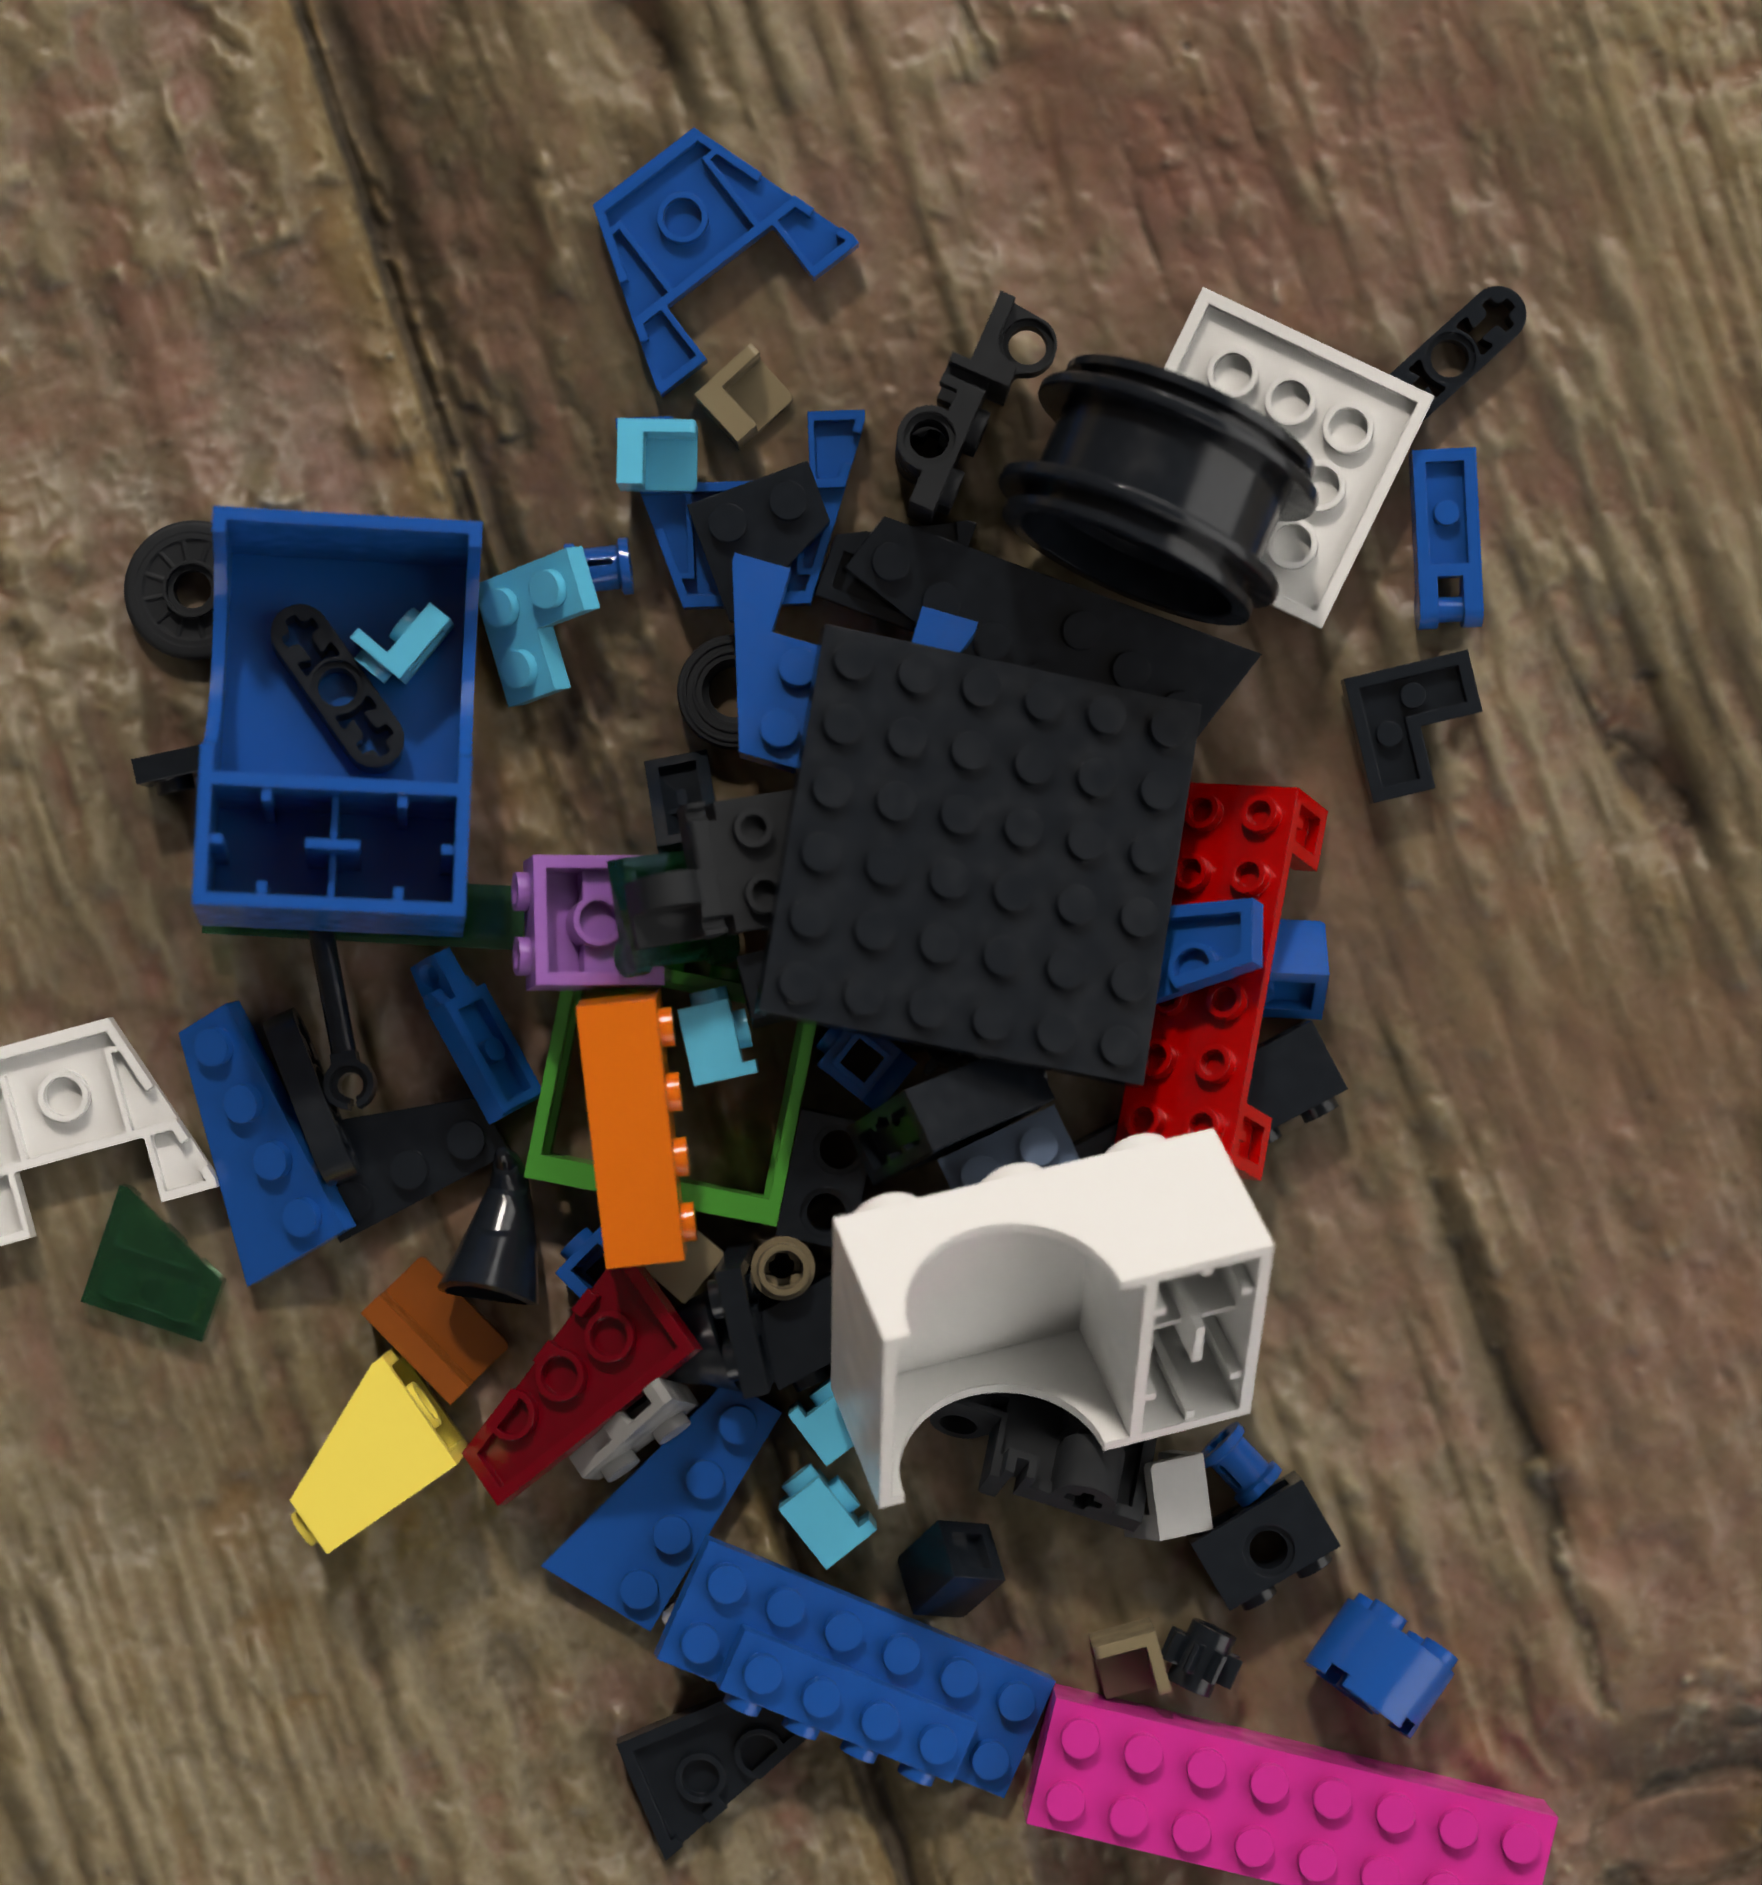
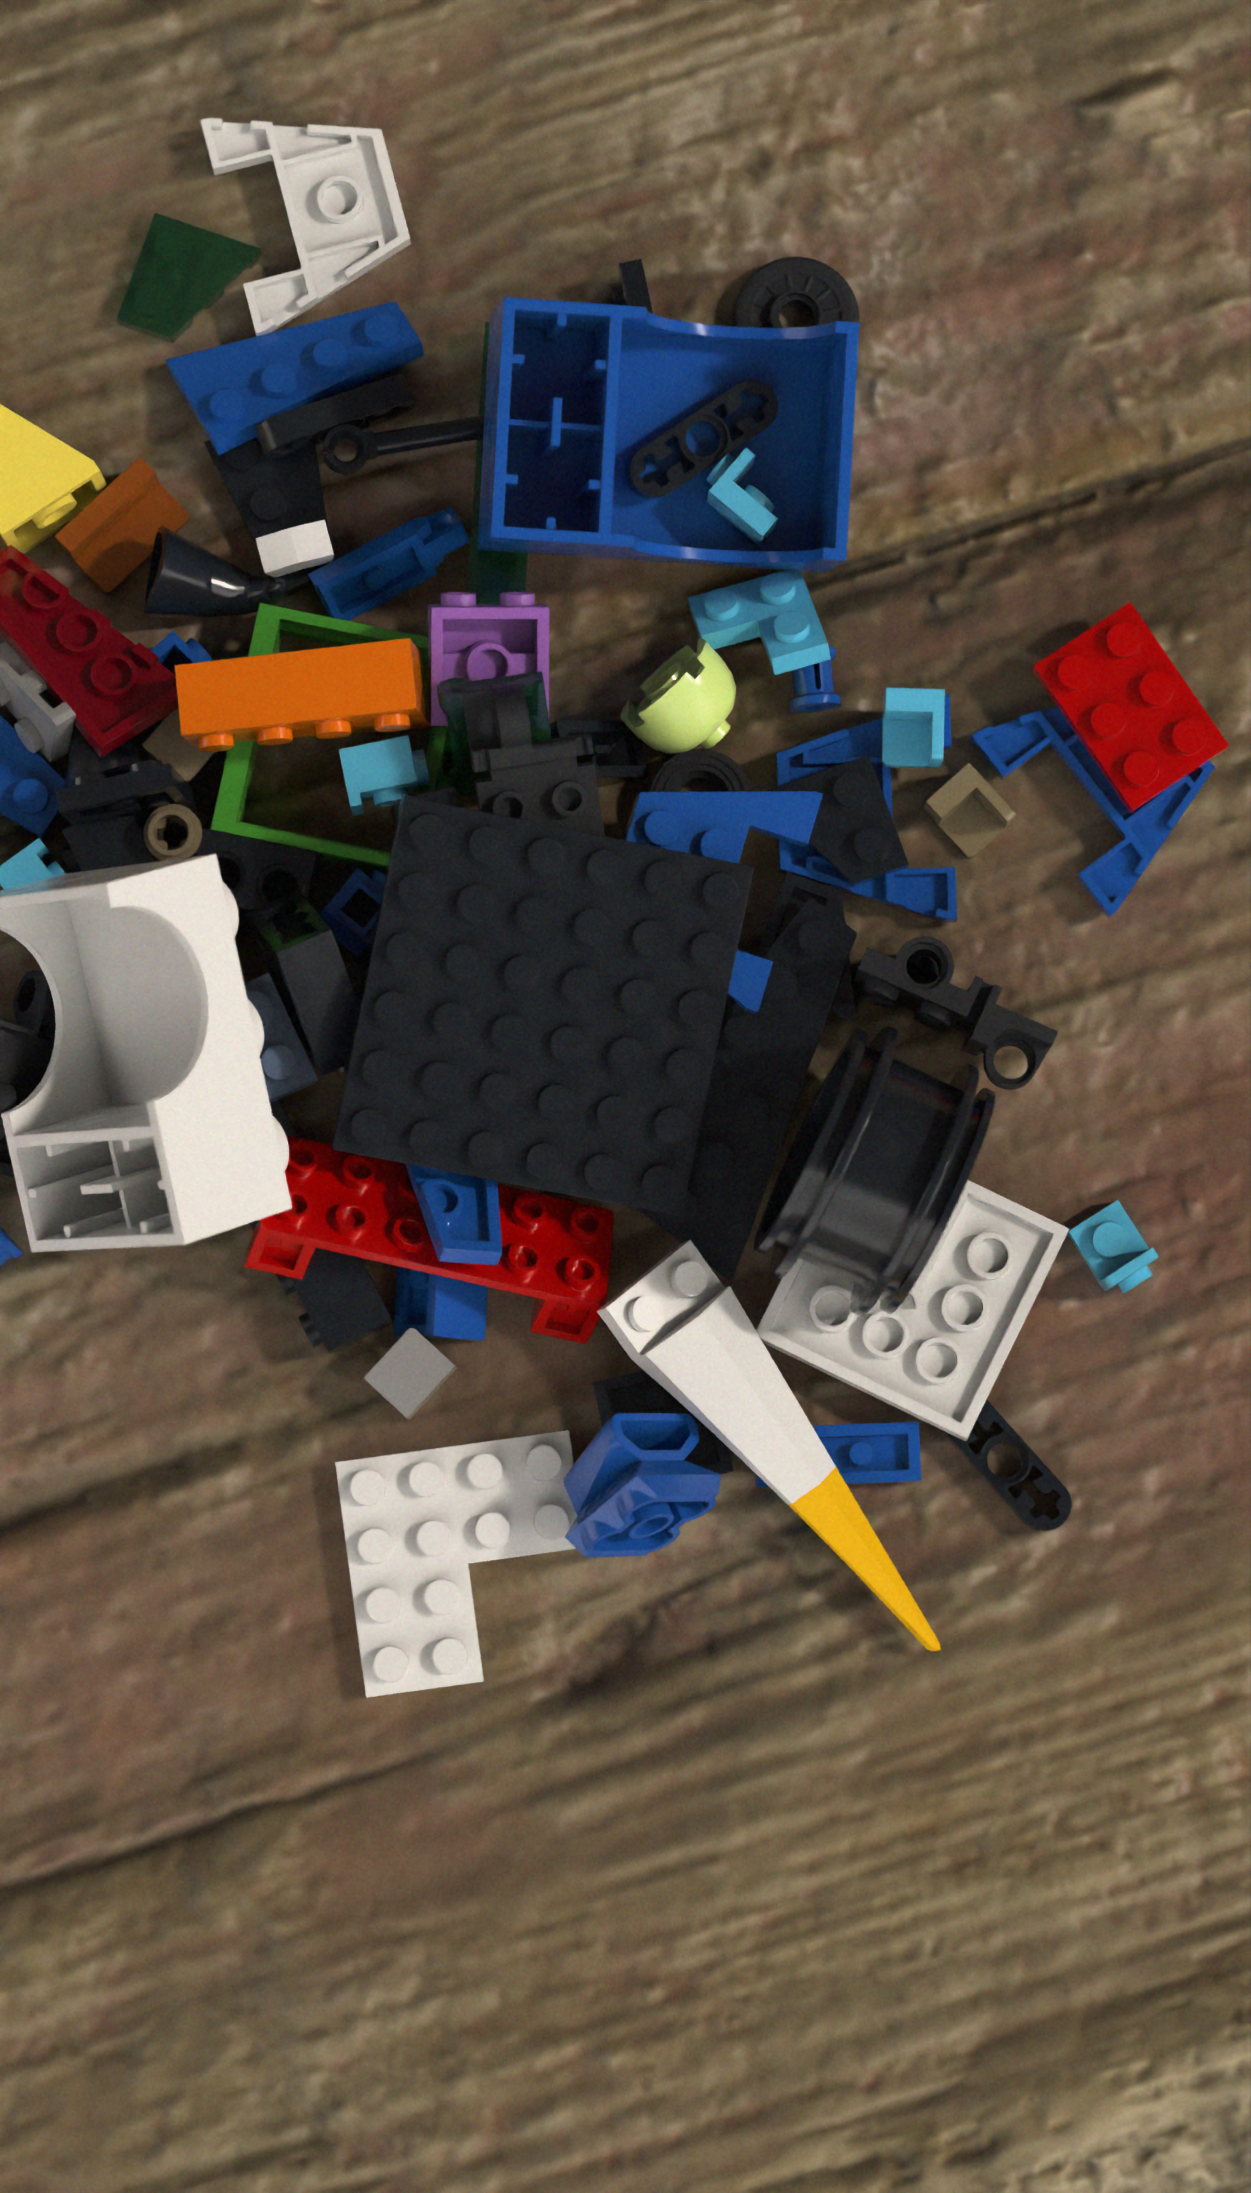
camera: 90 degrees right, 5 degrees down
(462, 1138) = (295, 548): none -> white piece
(627, 708) = (684, 702): none -> yellowish green cylinder
(630, 218) = (1130, 707): none -> red plate
(1221, 239) = (1113, 1248): none -> medium azure bracket
(1351, 674) = (710, 1359): none -> white plate
(1367, 1000) = (410, 1373): none -> light grey panel
(1491, 751) = (637, 1486): none -> blue piece
(1523, 987) = (417, 1528): none -> white plate

